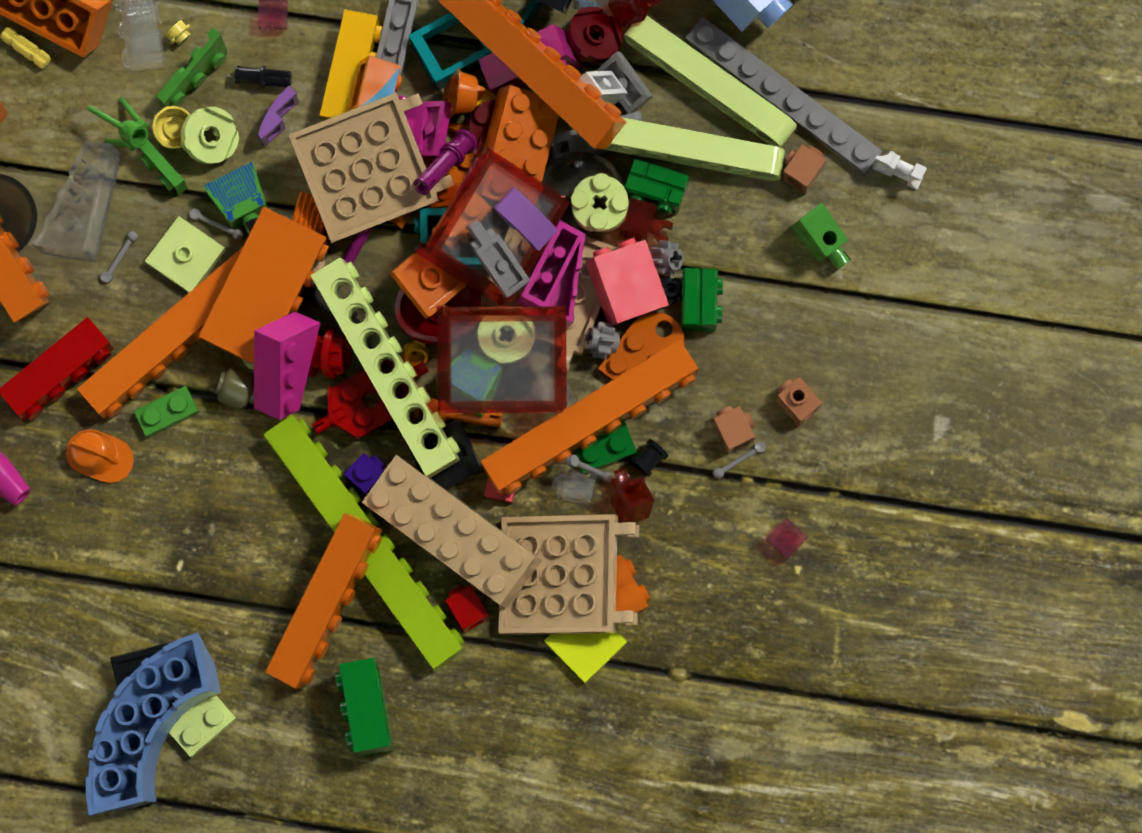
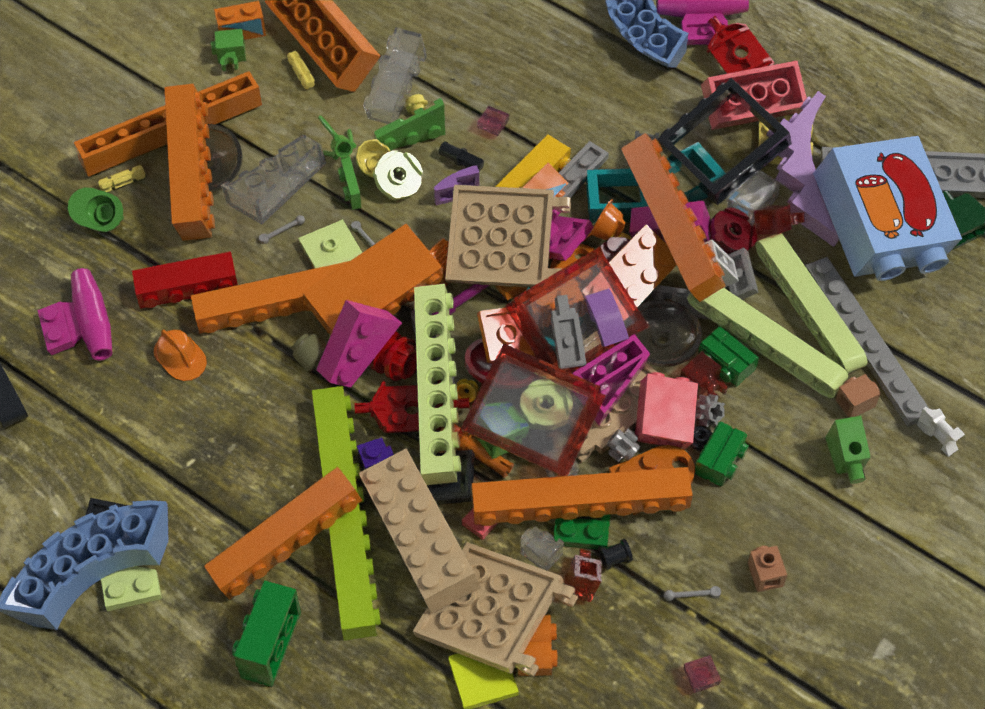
camera: 25 degrees right, 20 degrees down
(166, 412) = (249, 347): bright green plate -> none
(238, 196) = (391, 216): torso -> none
(451, 155) = (558, 260): magenta pin -> none
(466, 608) = (397, 599): red brick -> none
(573, 461) = (548, 519): light grey hinge -> none
(599, 187) = (677, 330): yellowish green plate -> none
(734, 428) = (700, 565): nougat brick -> none

